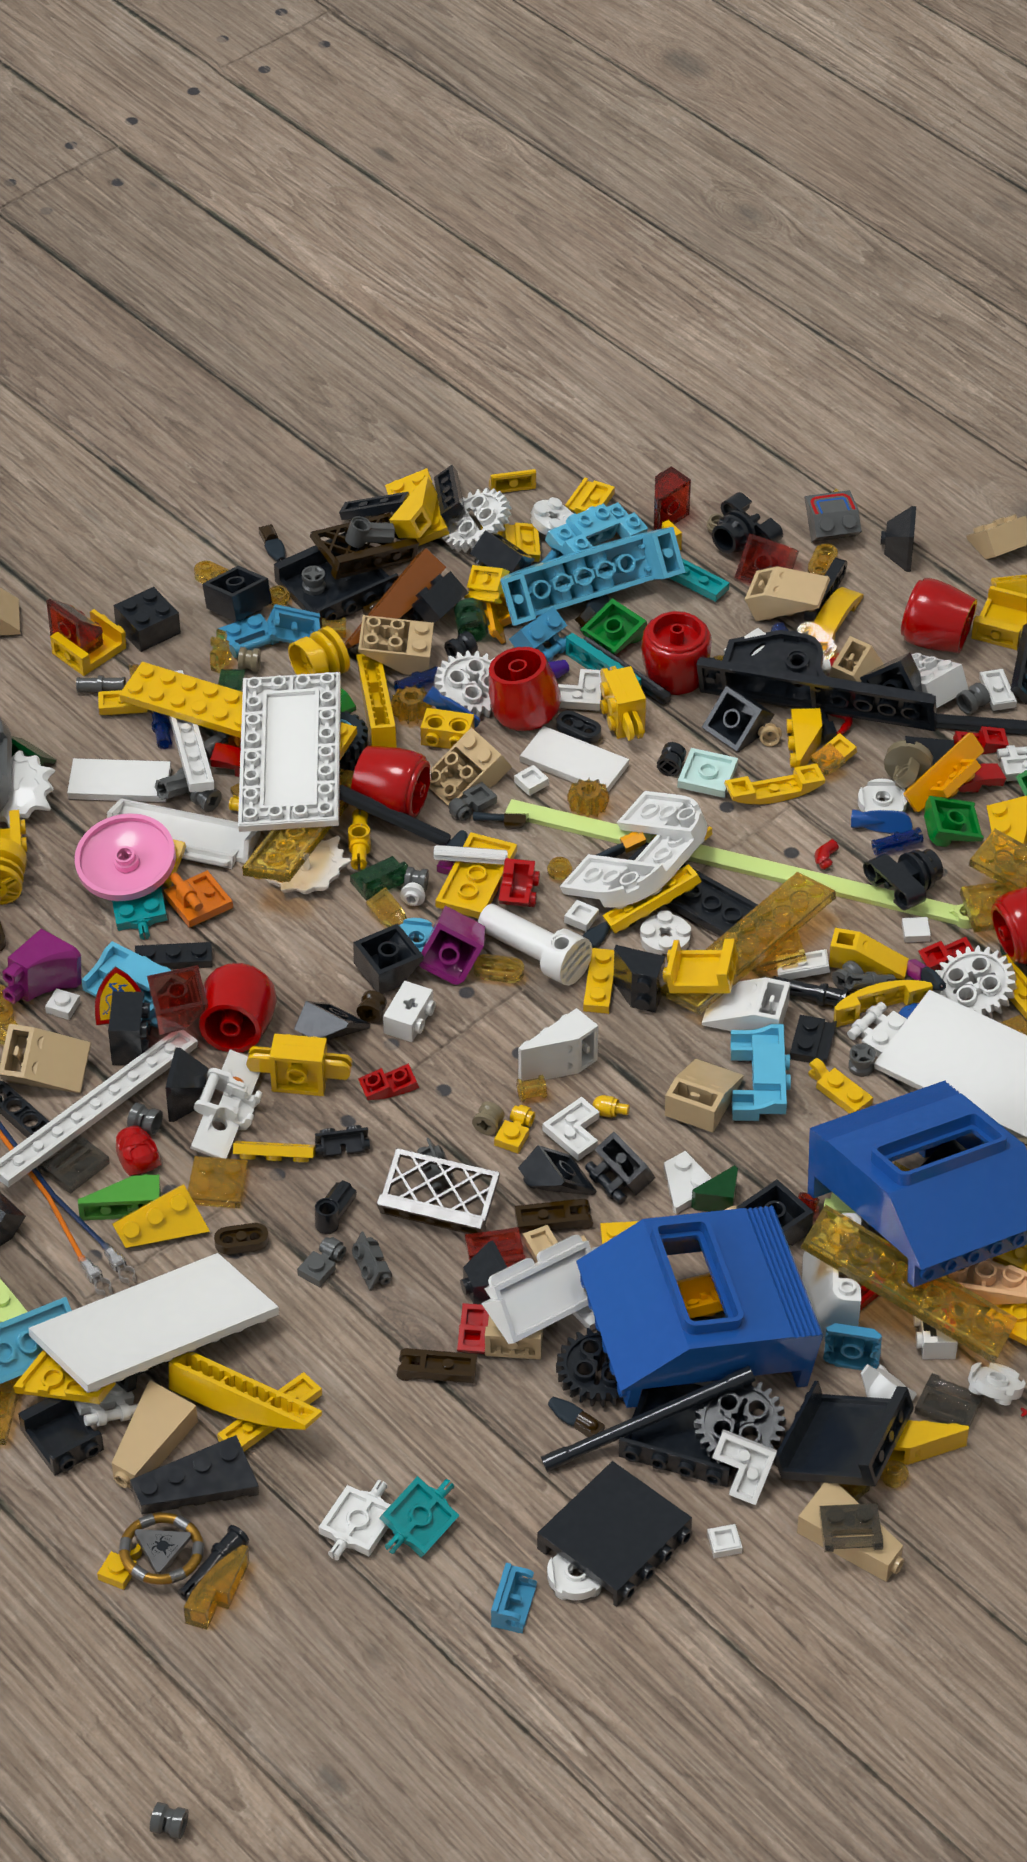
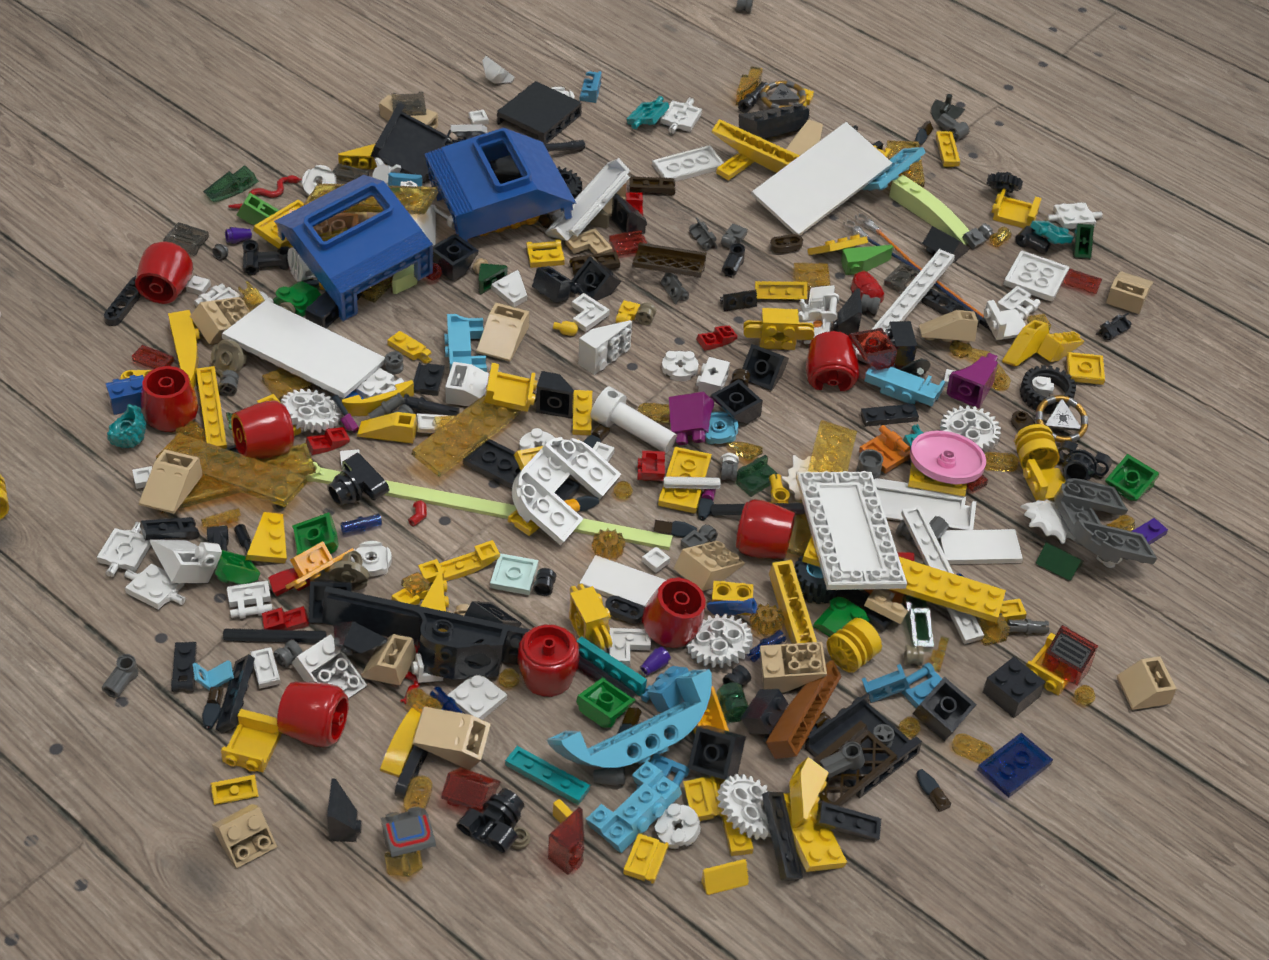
camera: 170 degrees right, 0 degrees up
(47, 885) = (1001, 461): none -> clear yellow plate
(74, 918) = (972, 425): none -> white gear
(175, 554) = (1015, 764): none -> clear blue plate
(228, 868) = (870, 461): none -> dark grey wheel
(338, 625) = (850, 692): clear yellow bush -> none
(368, 1417) = (688, 164): none -> white tile
(451, 1030) = (686, 359): none -> white plate
(485, 583) = (720, 711): yellow plate -> none
(575, 1417) = (562, 163): piece -> none
(685, 1631) = (495, 72): none -> white piece
(882, 821) = (387, 540): blue piece -> none

